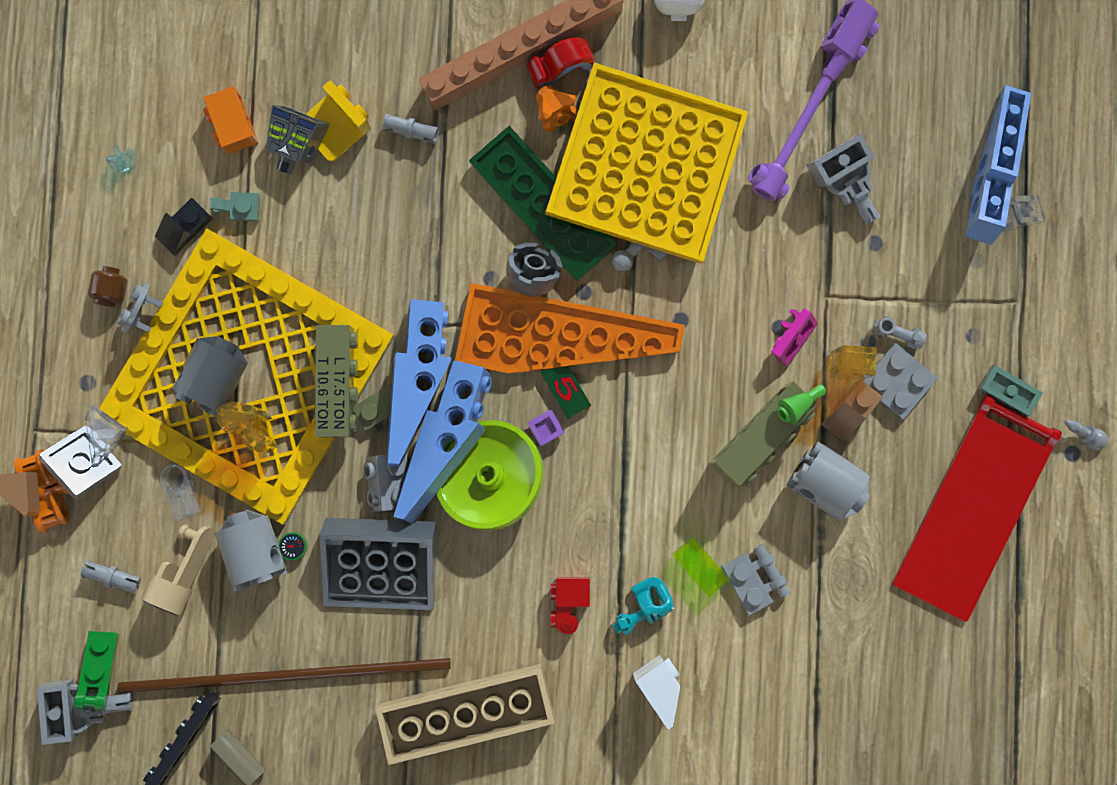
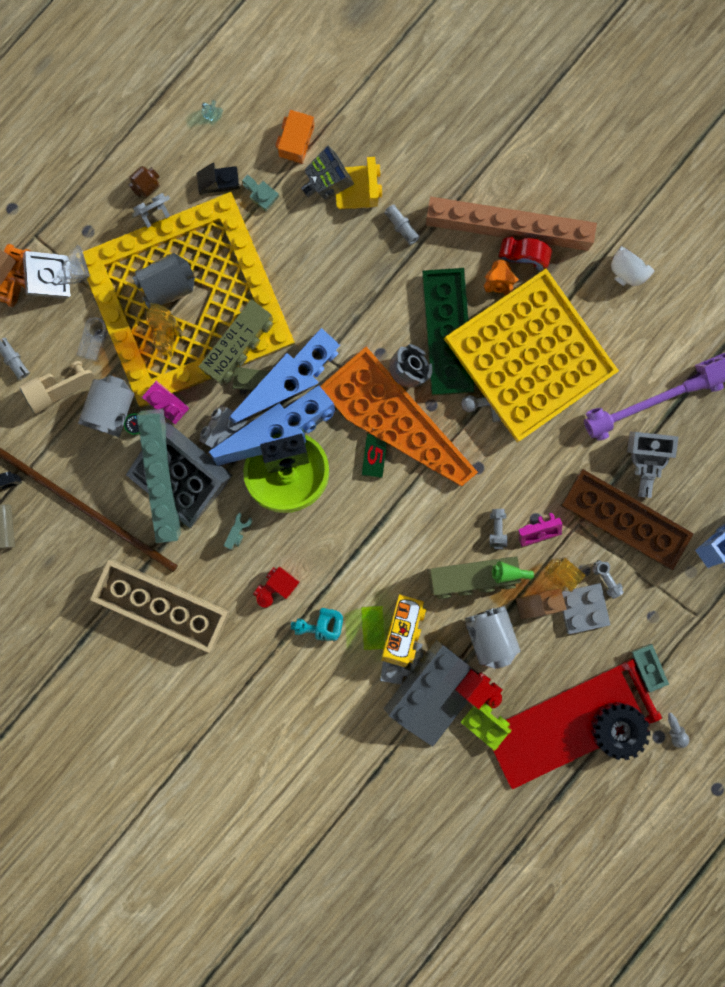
camera: 30 degrees right, 0 degrees up
(307, 499) = (163, 399): none -> dark pink plate
(345, 567) = (154, 450): none -> sand green arch
(473, 458) = (284, 453): none -> black brick
(487, 583) = (235, 537): none -> sand green plate
(546, 428) = (343, 470): medium lavender plate -> none
(660, 687) = (290, 681): white slope -> none
(735, 546) = (403, 631): none -> brick
(757, 377) = (498, 540): none -> light grey bar
(813, 586) = (428, 696): none -> dark grey slope
(858, 548) = (478, 691): none -> red brick
(872, 257) = (627, 519): none -> reddish brown plate
(891, 578) = (486, 726): none -> lime bracket
(1043, 490) = (633, 724): none -> black bush

